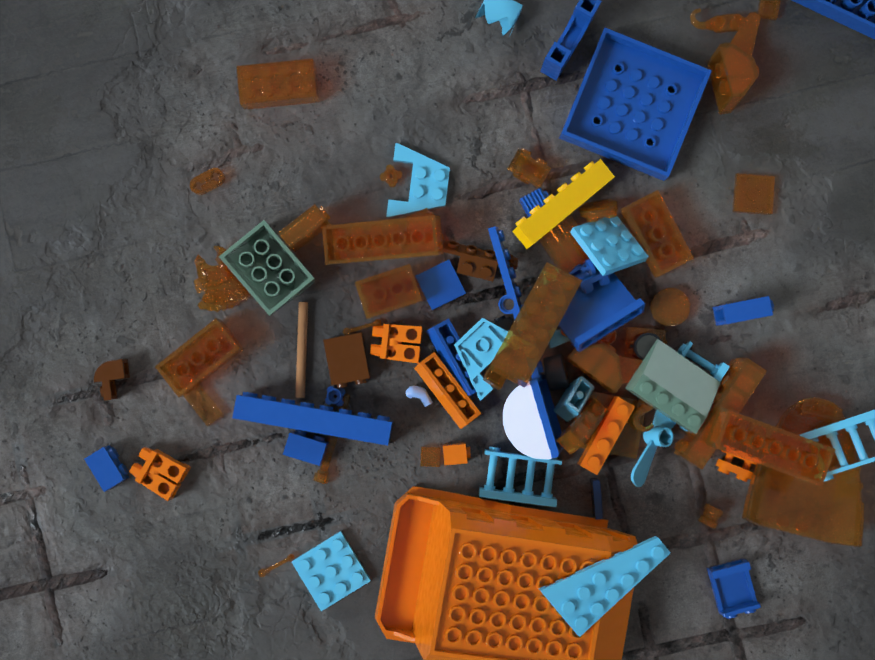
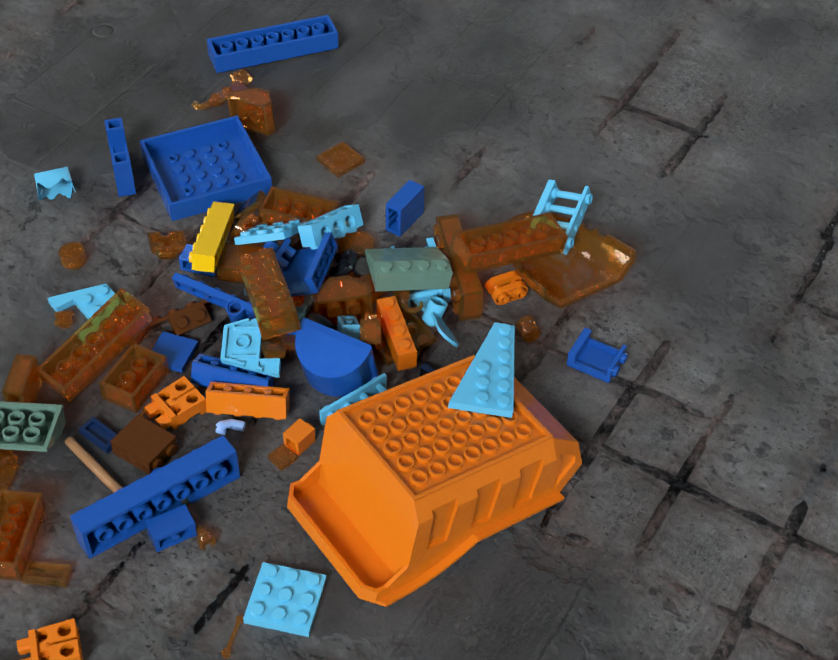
camera: 50 degrees left, 40 degrees down
(328, 317) = (98, 434): none -> dark blue tile
(451, 104) = (72, 256): none -> clear orange wheel
(626, 189) = (250, 204): none -> clear orange tile
(637, 328) = (345, 263): none -> black tile
(659, 284) = (339, 221): none -> medium azure brick

